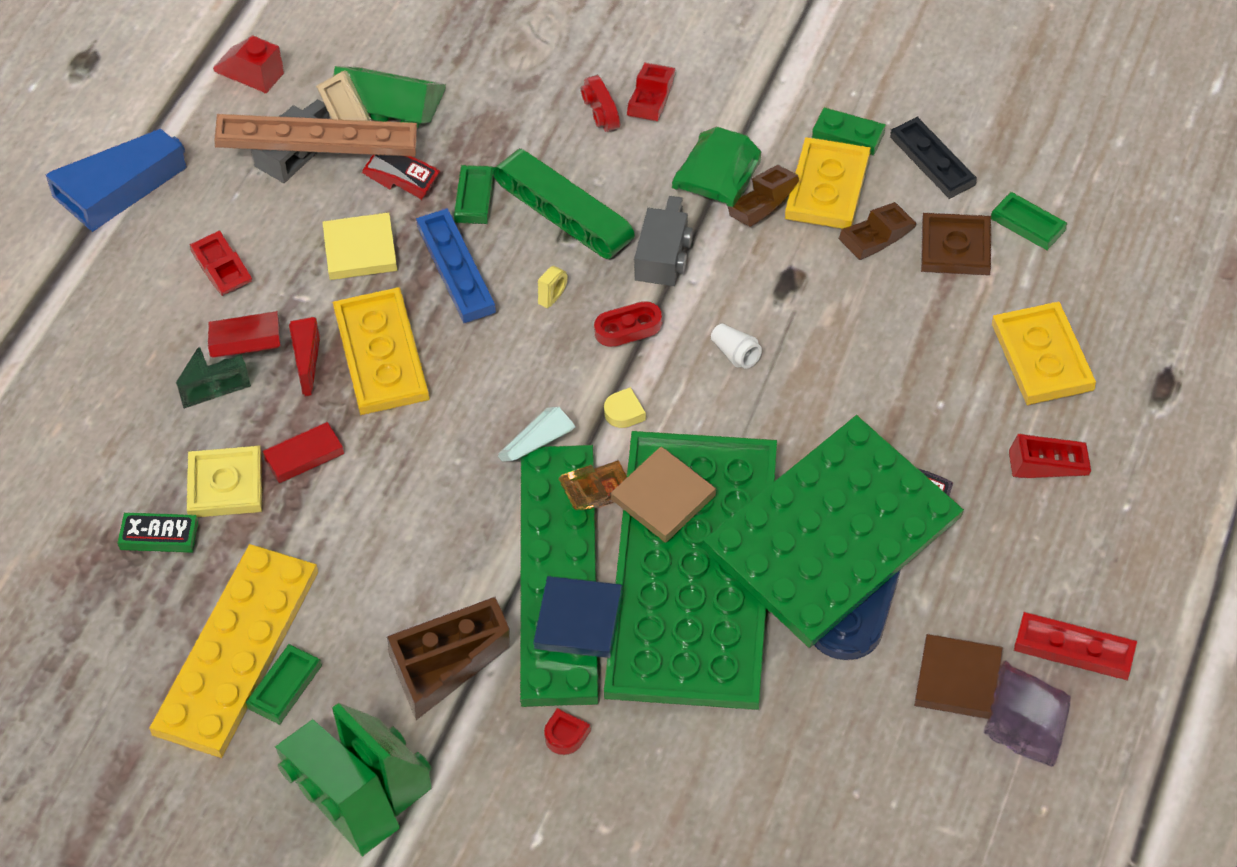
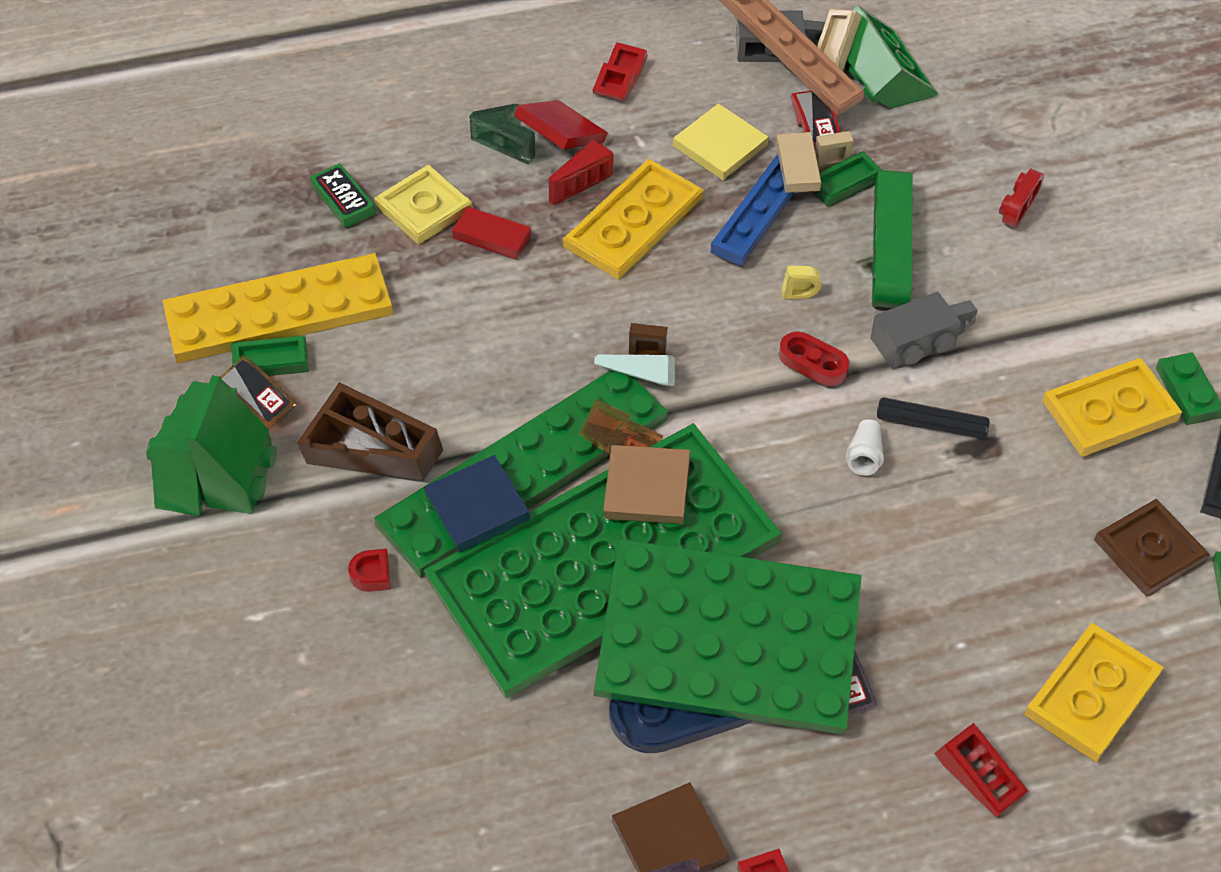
camera: 50 degrees right, 0 degrees up
(301, 707) = (259, 392): none -> slope
(441, 209) = (798, 162): none -> tan tile
(444, 181) = (833, 149): none -> tan plate
(517, 415) = (647, 339): none -> reddish brown tile
(623, 409) = (726, 410): light yellow tile -> none
(651, 91) = (1080, 224): red slope -> none
(719, 166) = (1040, 317): green slope -> none
(743, 290) = (933, 418): none -> black axle
(768, 193) = (1057, 369): reddish brown slope -> none
(879, 231) = (1107, 480): reddish brown slope -> none

